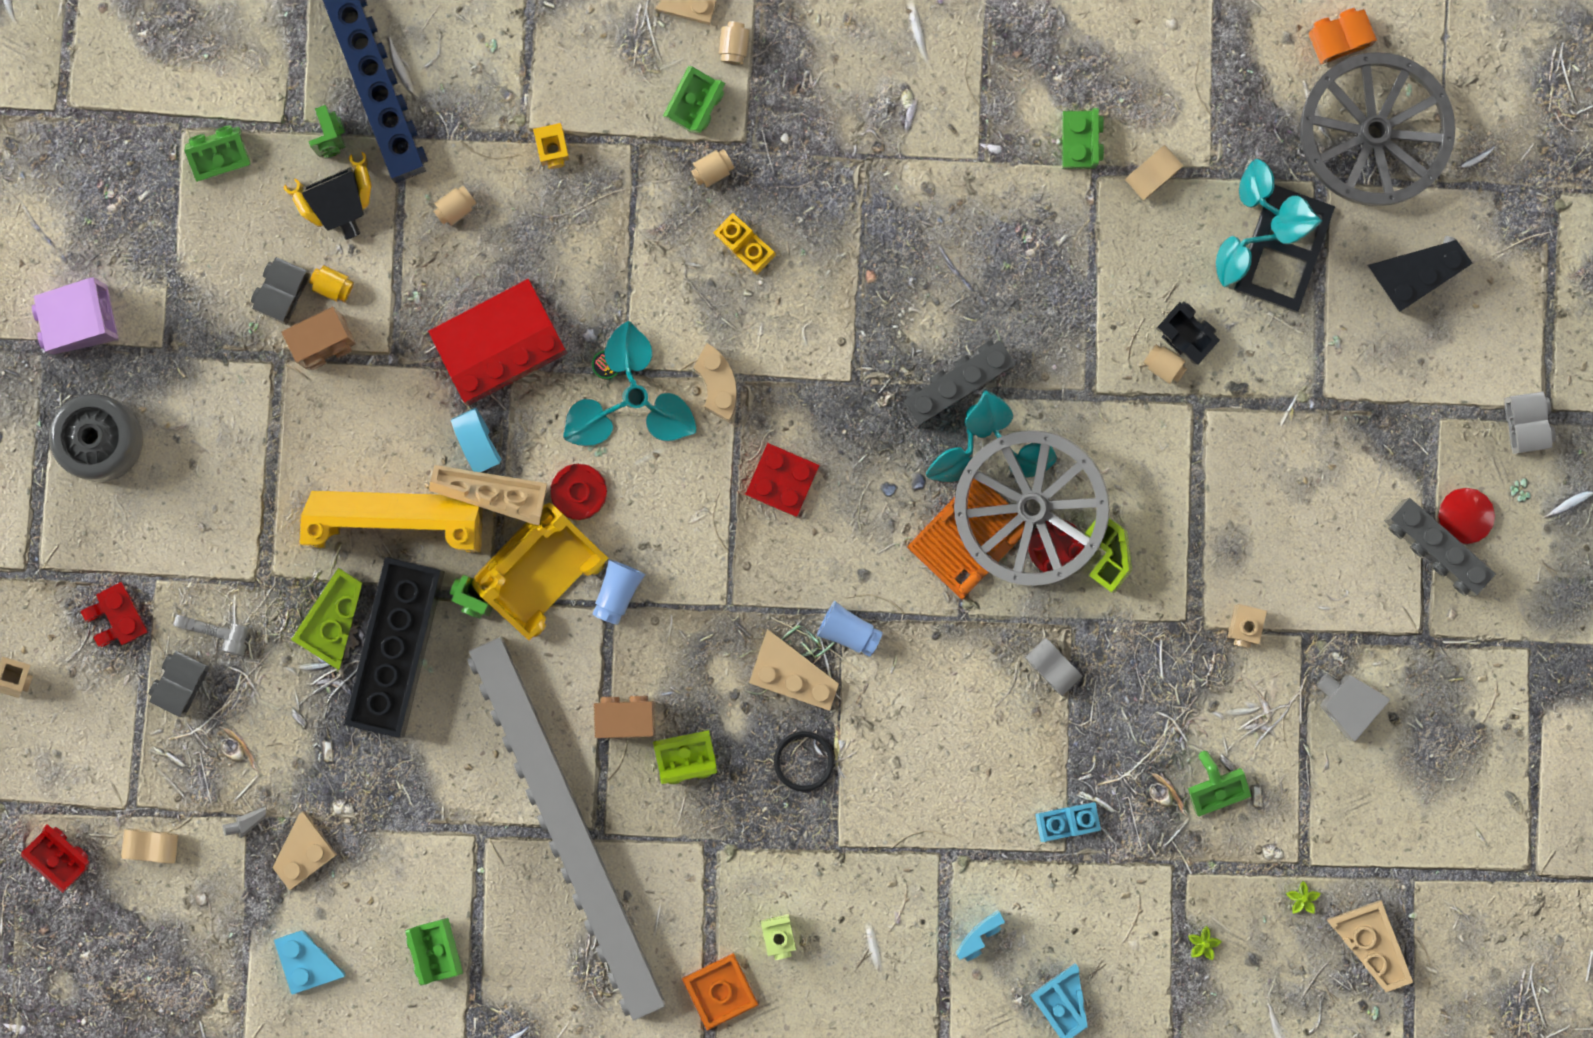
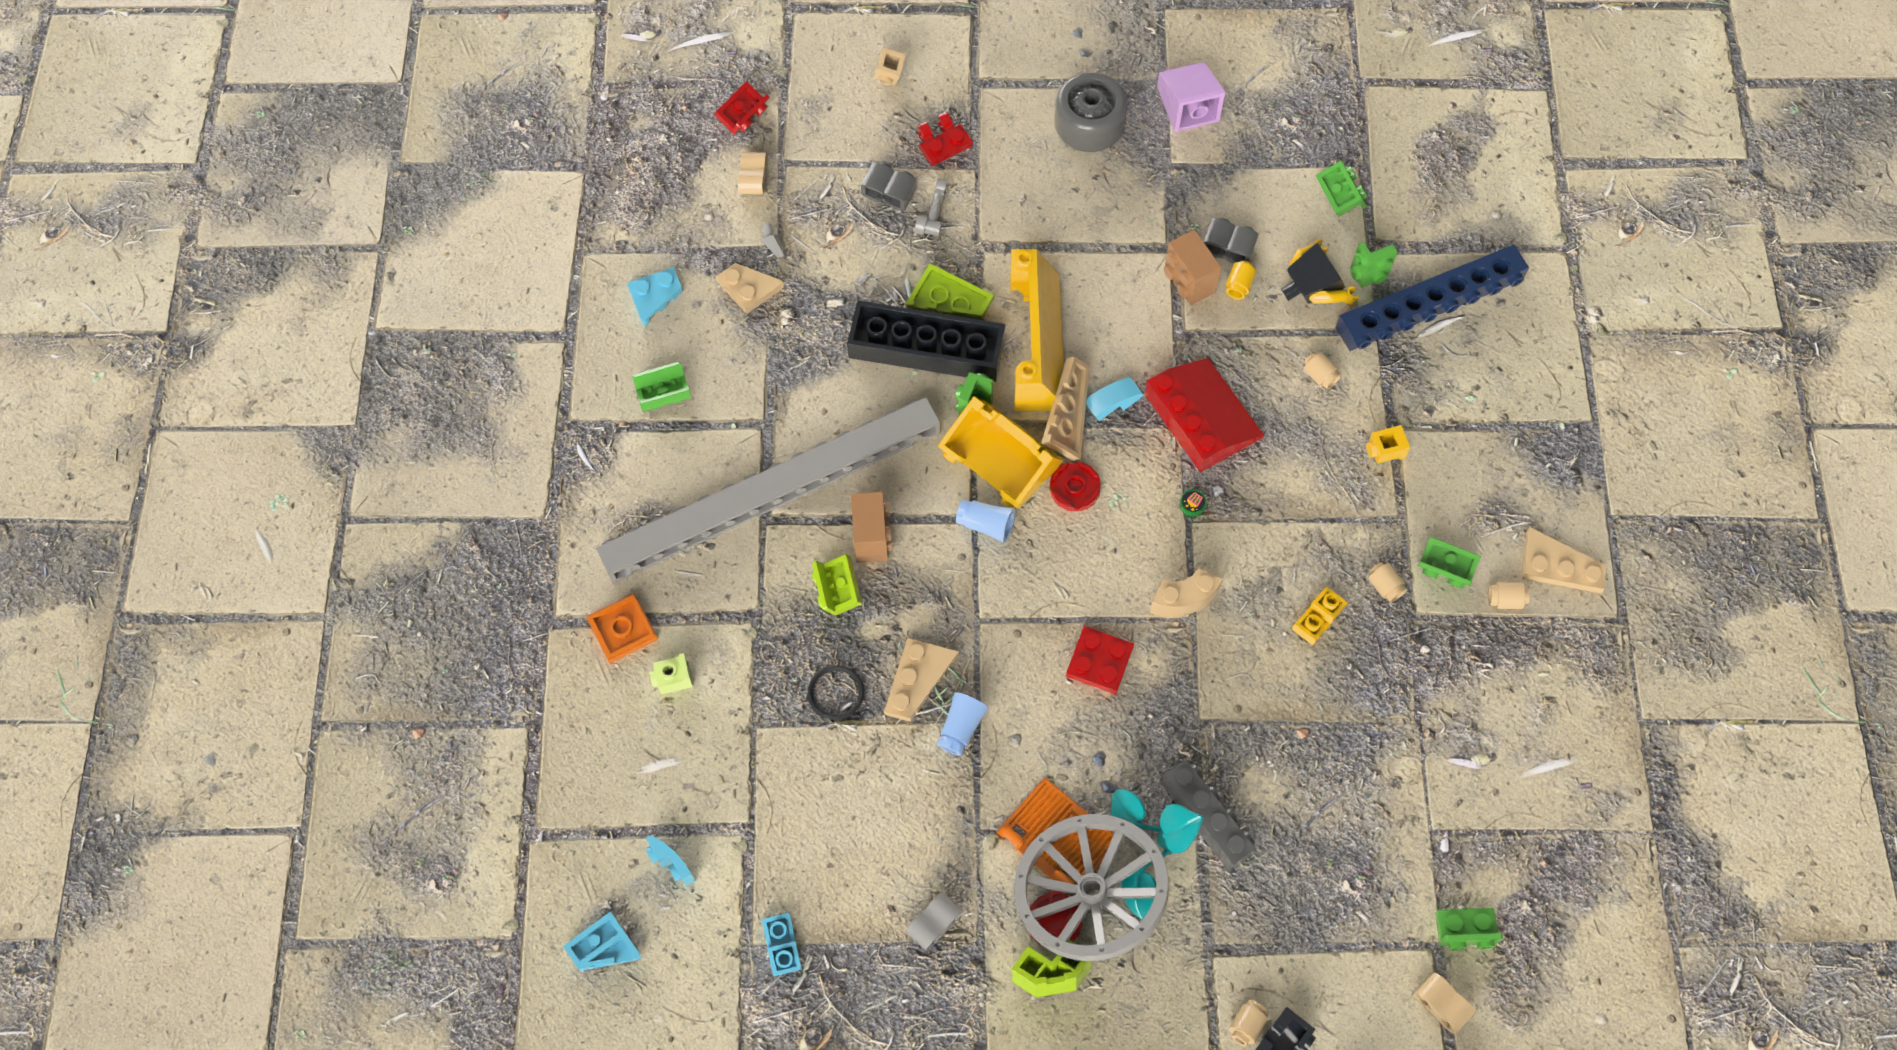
camera: 90 degrees right, 20 degrees down
(669, 417) = (1149, 558): teal plant -> none

